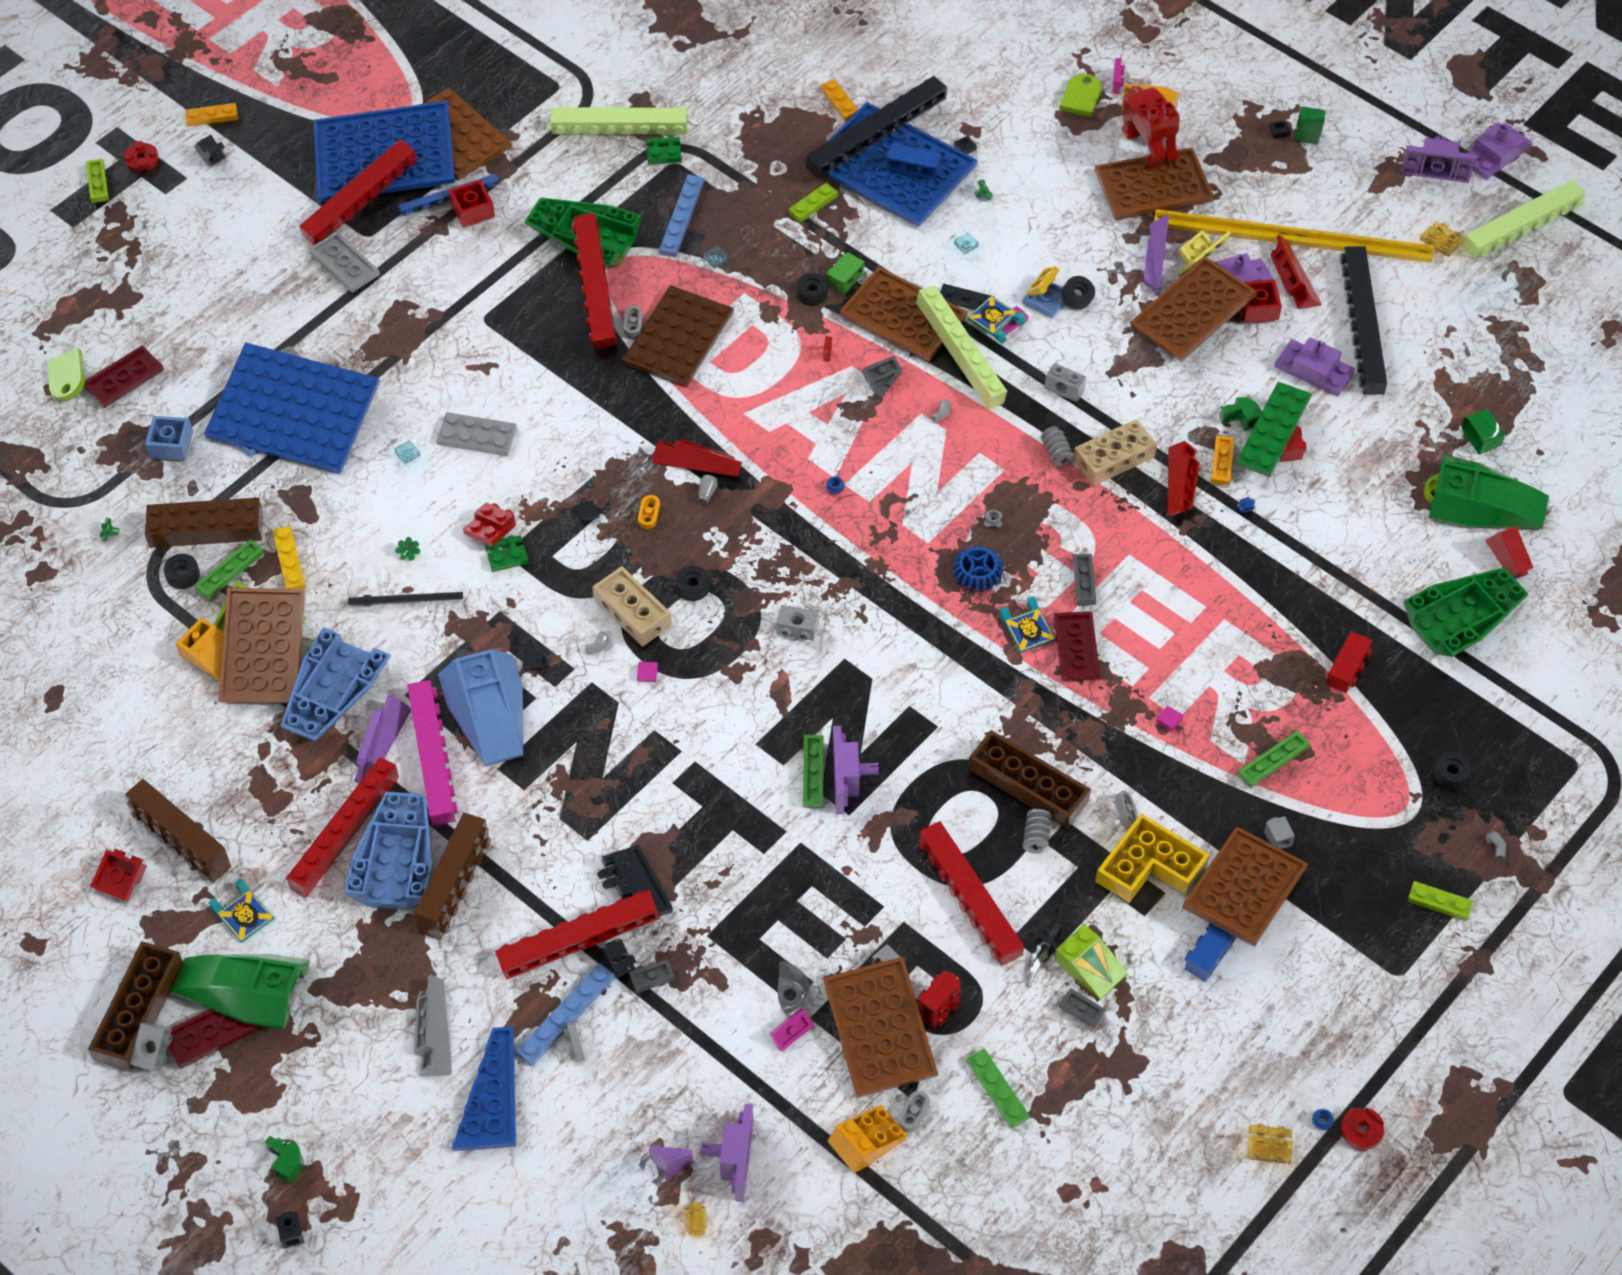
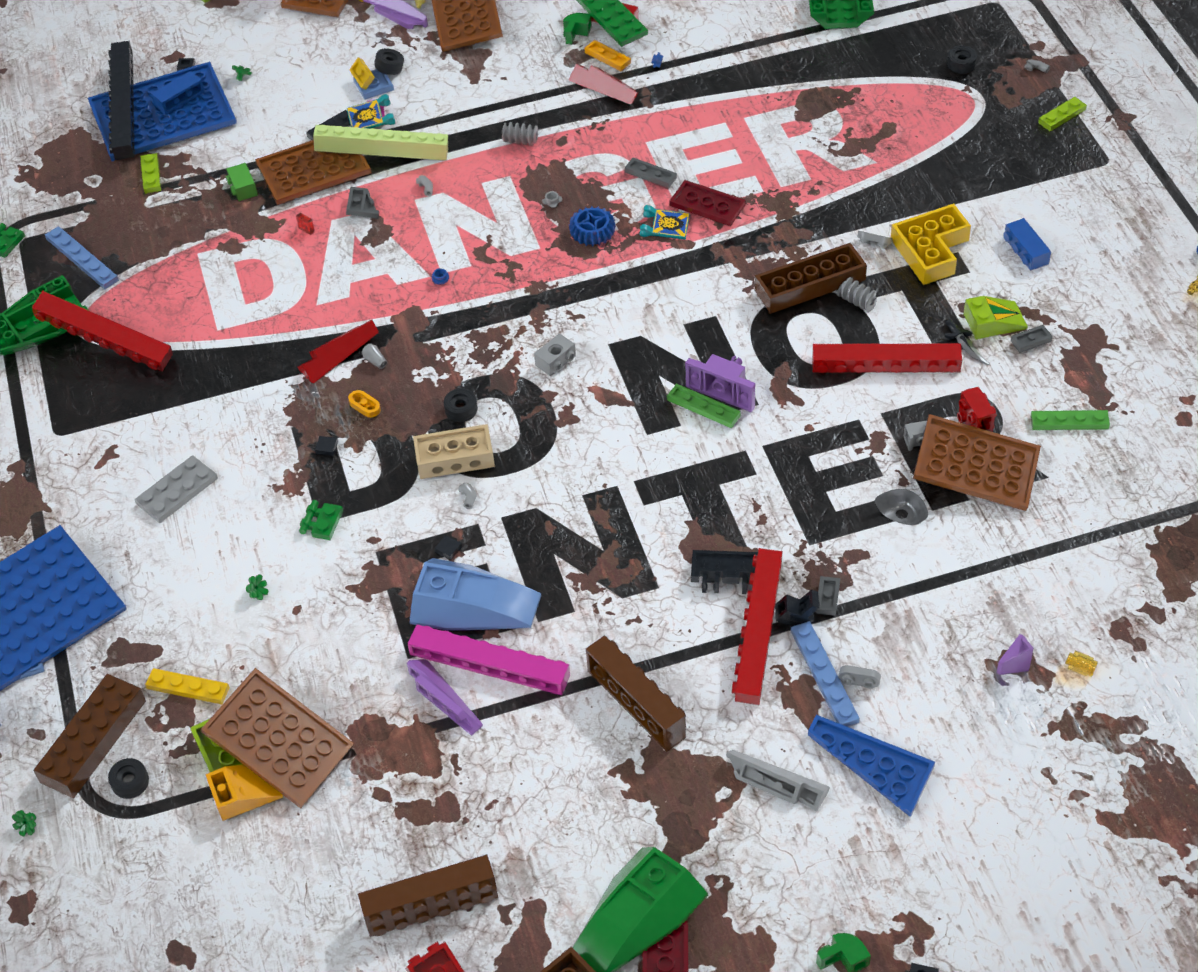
camera: 55 degrees left, 5 degrees down
(229, 569) = (160, 738): bright green plate -> none
(243, 915) = (552, 883): flag -> none
(330, 683) = (361, 703): medium blue wedge -> none
(342, 827) = (520, 761): red brick -> none
(368, 600) = (287, 641): black bar -> none
(393, 855) = (581, 728): medium blue wedge -> none
(407, 452) = (151, 545): clear light blue plate -> none
(490, 524) = (284, 515): red plate -> none
(633, 321) = (160, 332): light grey plate -> none
(647, 672) = (523, 473): dark pink tile -> none
(678, 336) = (201, 311): reddish brown plate -> none
(716, 257) = (146, 252): clear light blue plate -> none
(734, 1151) = (1041, 604): medium lavender brick -> none
(791, 1029) = (940, 523): dark pink plate -> none
(808, 297) = (237, 201): black tyre -> none
(839, 99) = (66, 115): light orange plate -> none
(866, 1138) = (1070, 518): light orange slope -> none
(913, 1112) = (1065, 480): light grey plate -> none
(966, 243) = (280, 102): clear light blue plate -> none
(1065, 382) = (464, 104): light grey brick -> none
(1114, 452) = (557, 121): tan brick -> none
(1169, 718) = (809, 182): dark pink tile -> none
(1245, 886) = (990, 200): dark orange plate -> none
(1273, 759) = (887, 142): bright green plate -> none
(1279, 832) = (952, 166): light grey brick -> none
(1349, 662) = (834, 68): red brick -> none

